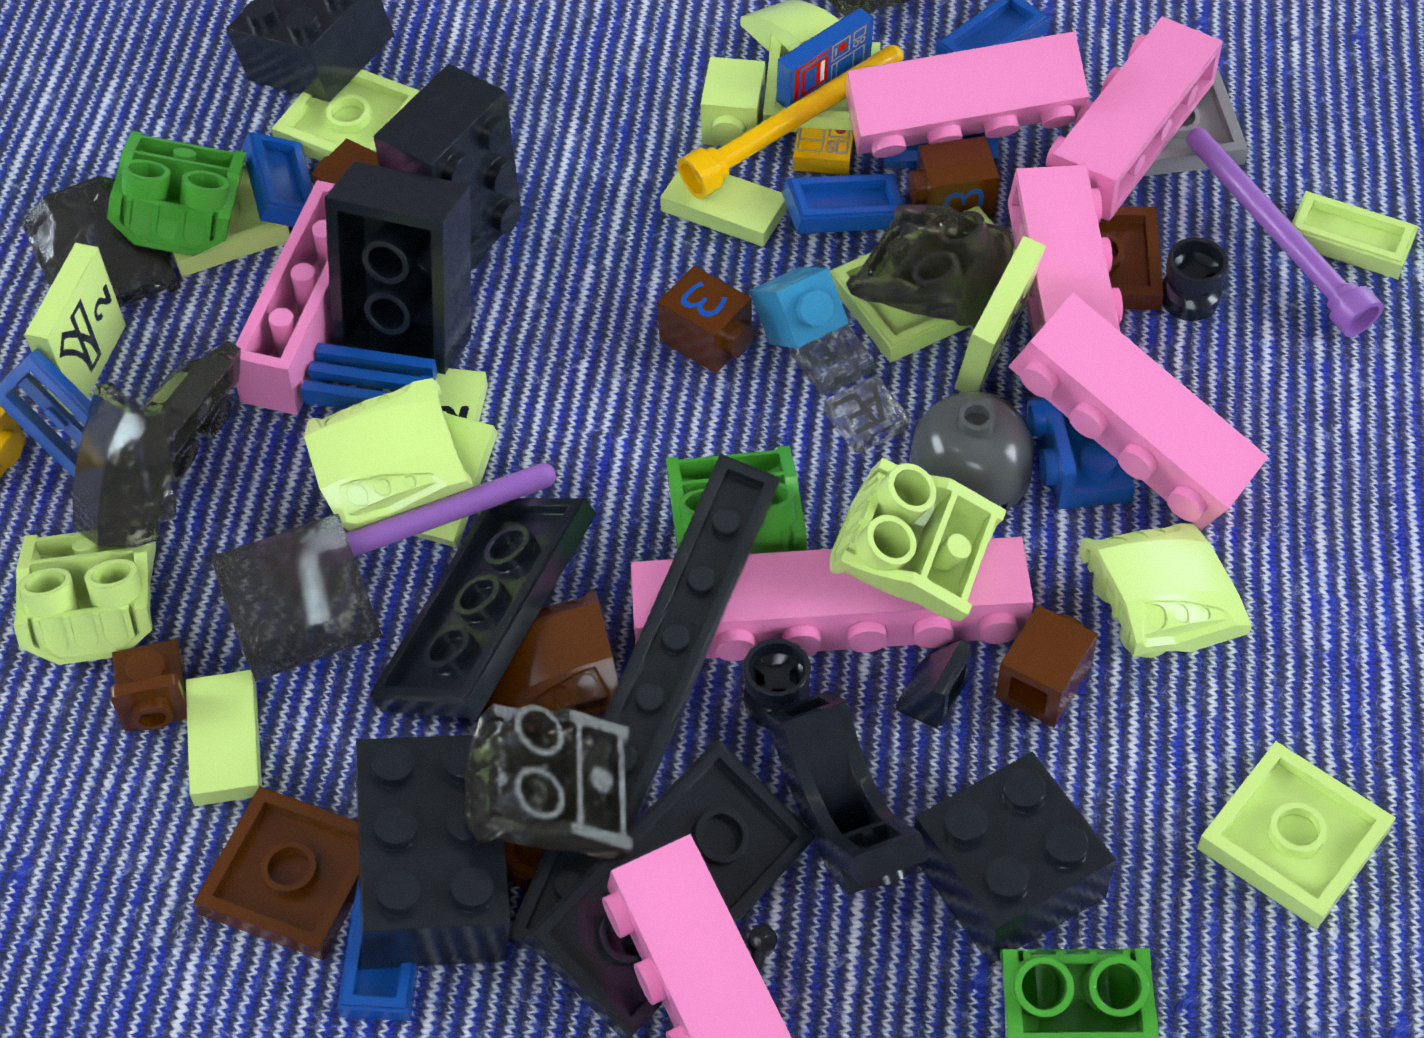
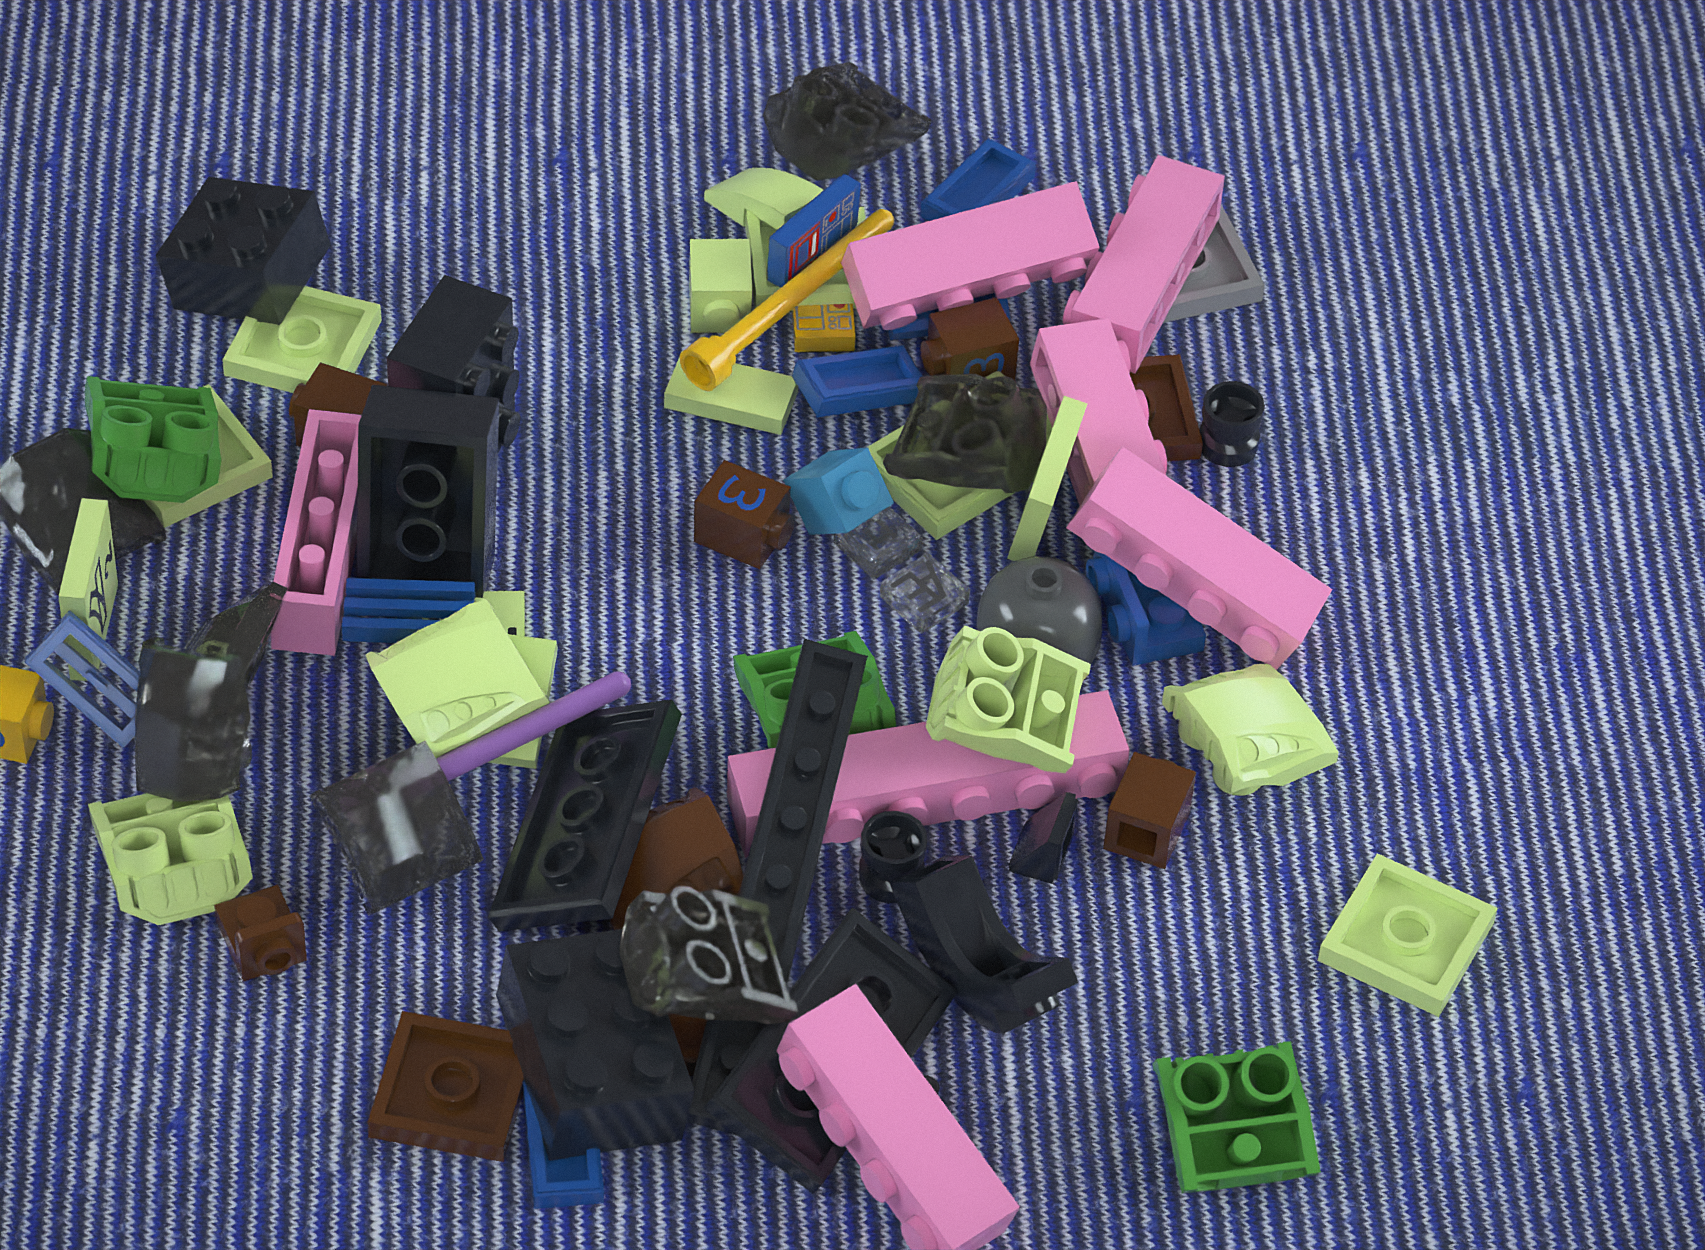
camera: 15 degrees left, 5 degrees down
(223, 738) = (350, 973): yellowish green tile -> none
(277, 177) = (252, 414): blue tile -> none
(1013, 857) = (1151, 982): black brick -> none
(1351, 306) = (1391, 435): medium lavender piece -> none
(1355, 234) = (1380, 363): yellowish green tile -> none

